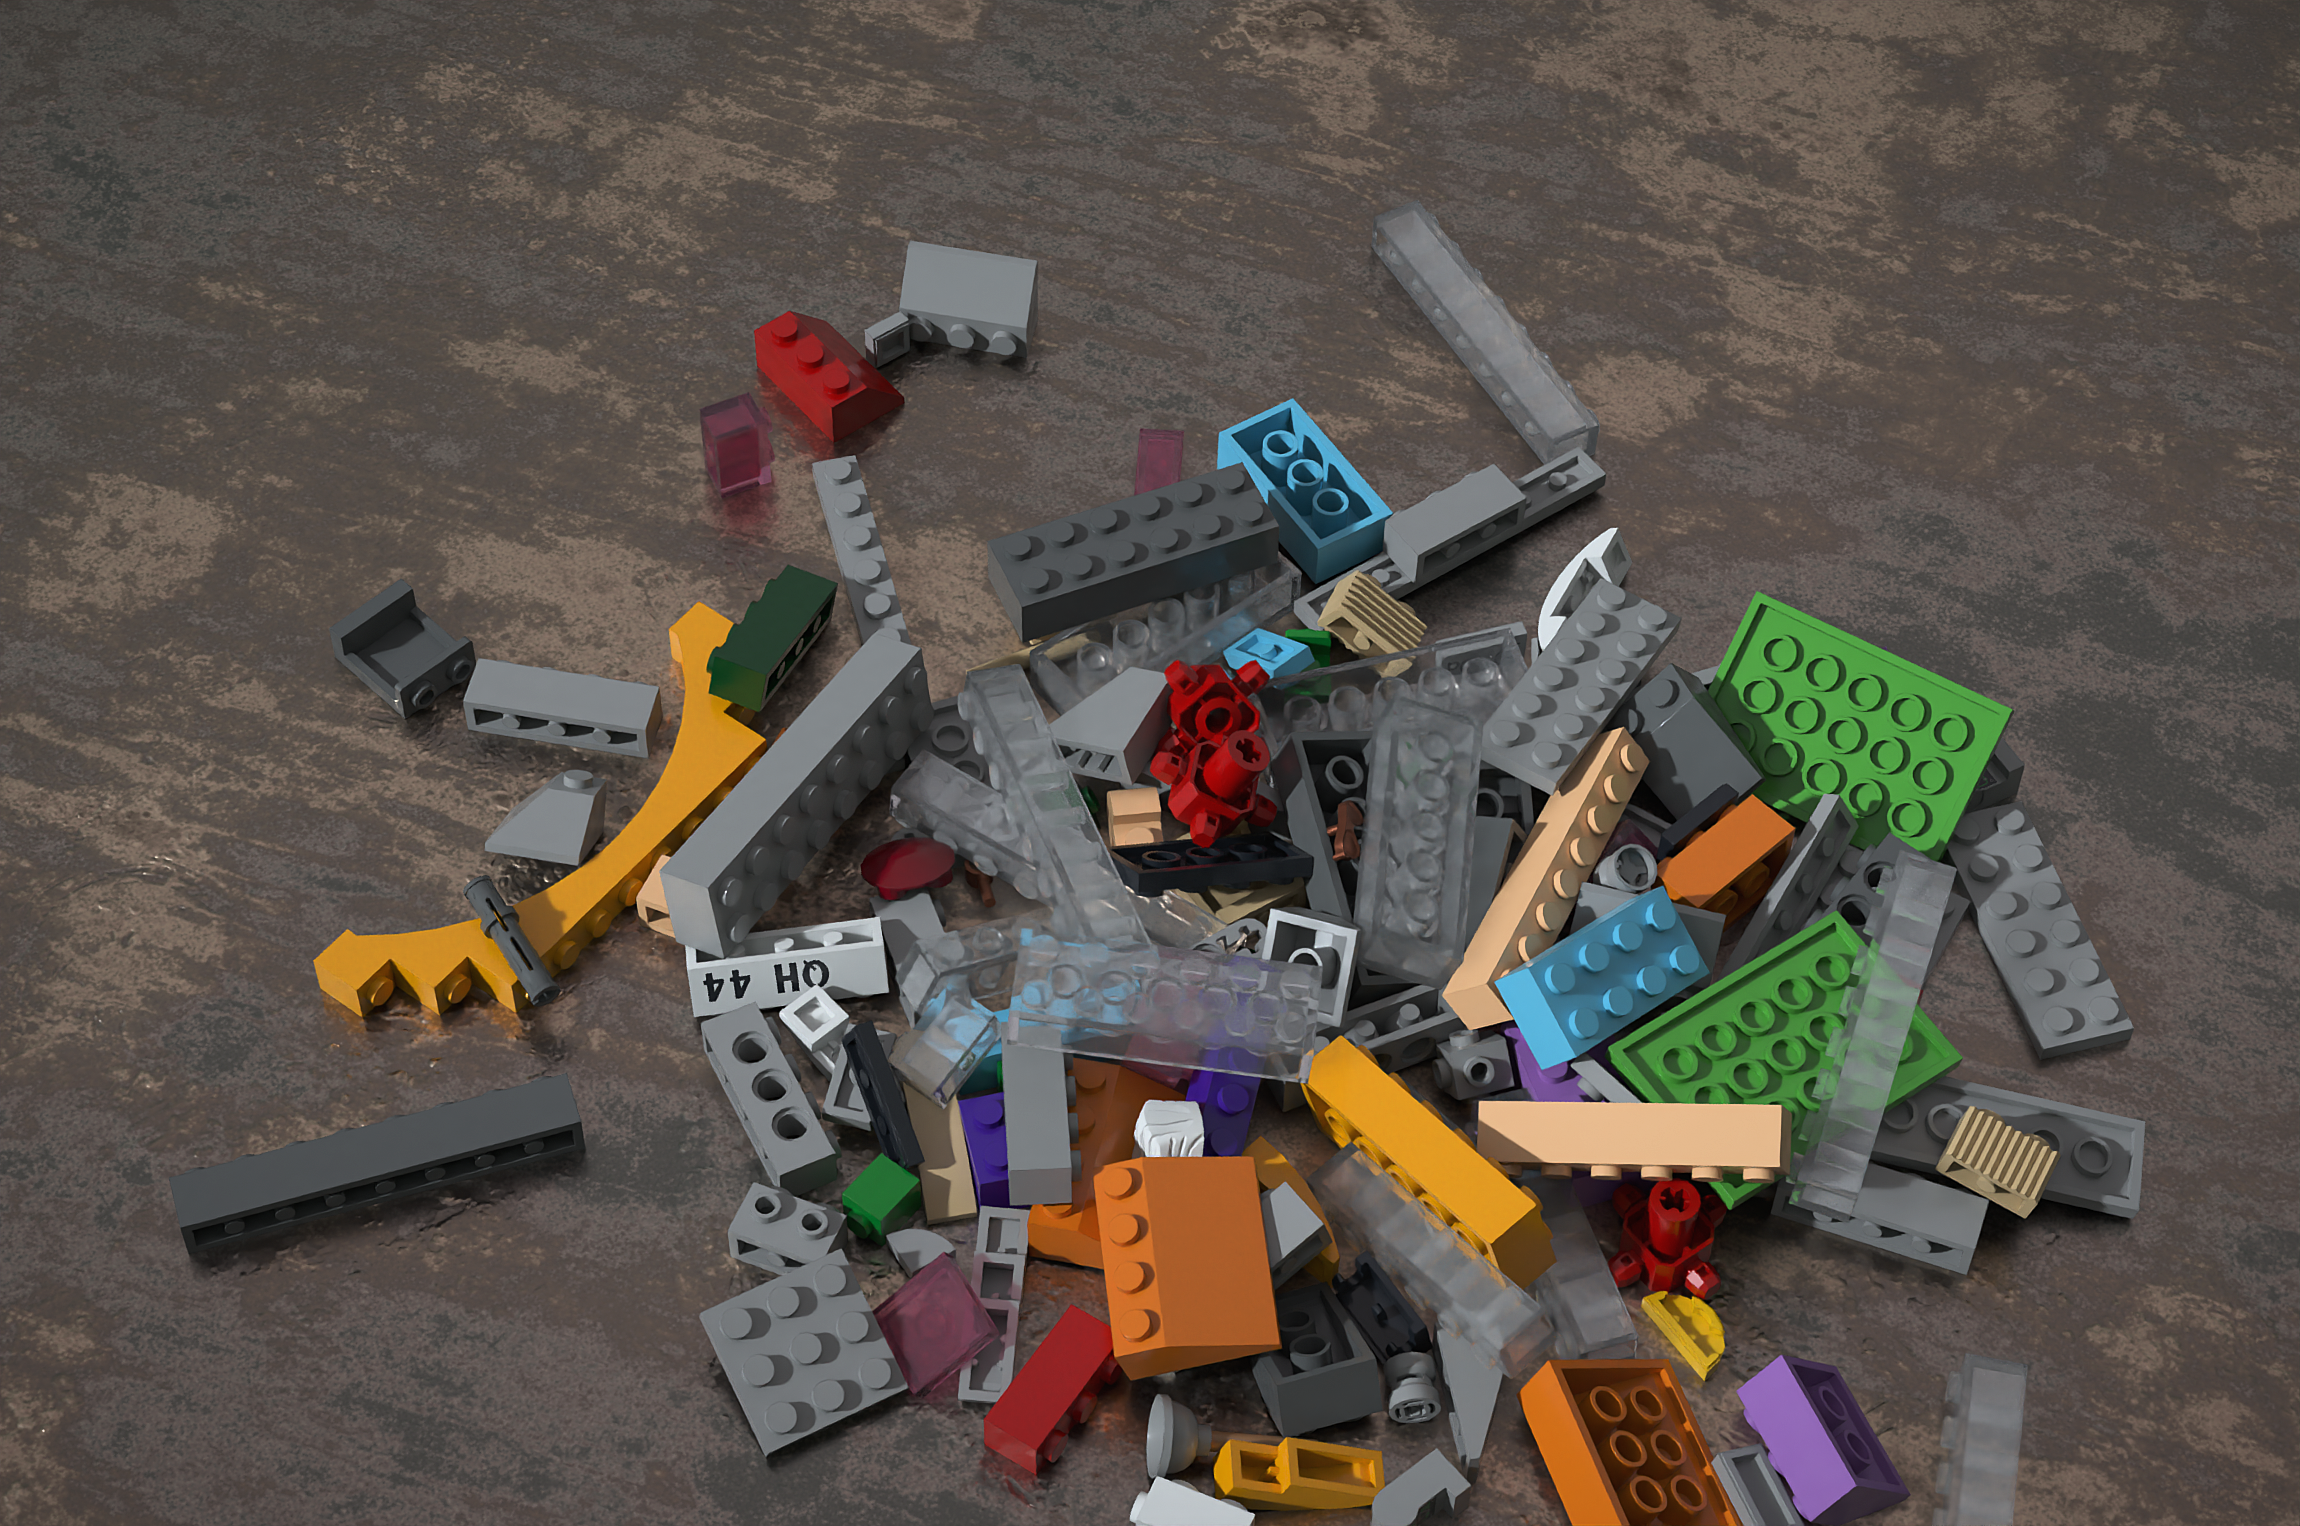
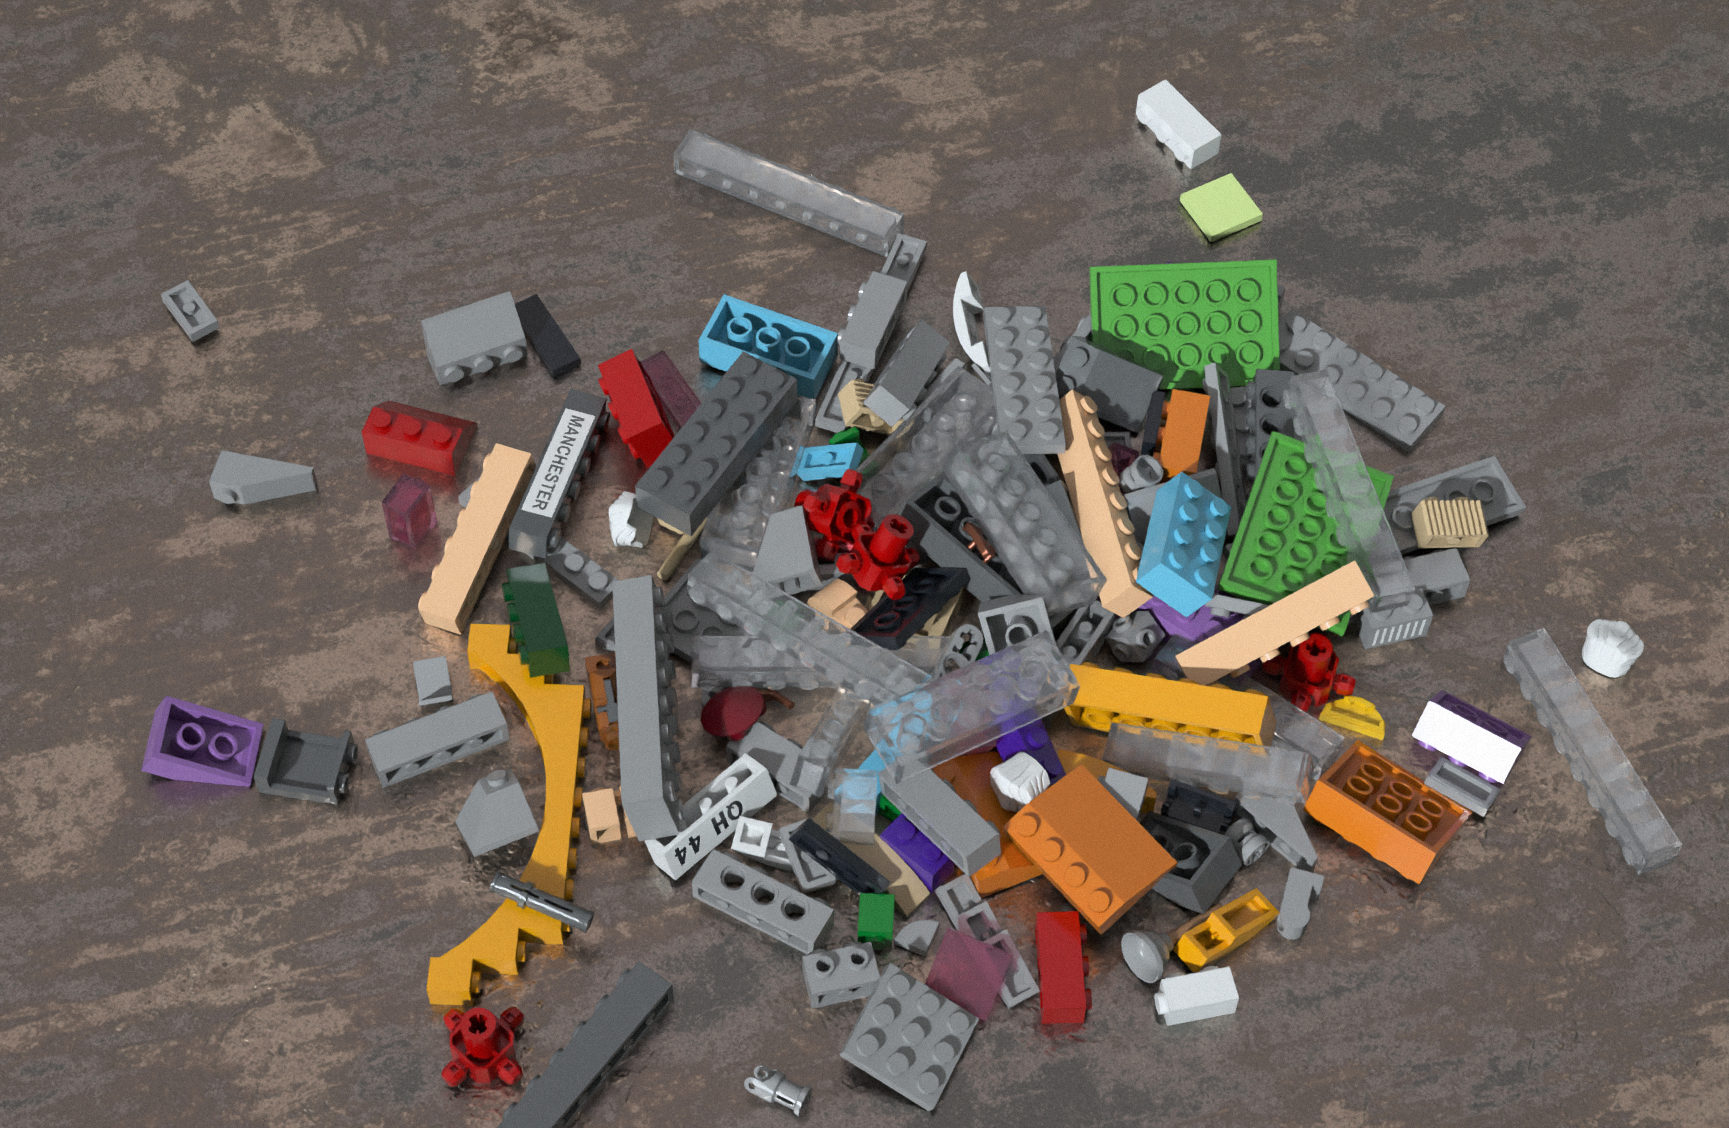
camera: 35 degrees left, 5 degrees up
(308, 564) = (201, 744): none -> medium lavender slope
(327, 1062) = (483, 1046): none -> red piece
(609, 326) = (257, 479): none -> light grey slope
(610, 1319) = (775, 1087): none -> light grey piece
(612, 644) = (432, 680): none -> light grey bracket
(691, 113) = (190, 311): none -> light grey plate
(787, 515) = (477, 539): none -> light nougat brick
(887, 339) = (440, 391): light grey tile -> none
(937, 495) = (558, 474): none -> dark grey brick
(971, 598) = (629, 523): none -> white hair
(1062, 344) = (546, 336): none -> black tile
(1089, 457) = (635, 406): none -> red brick
(1439, 603) = (907, 374): none -> light grey brick
(1836, 1248) = (1395, 624): none -> light grey brick
(2032, 633) = (1221, 207): none -> yellowish green tile
(2052, 505) = (1178, 124): none -> white brick
(2112, 1449) = (1611, 647): none -> white hair

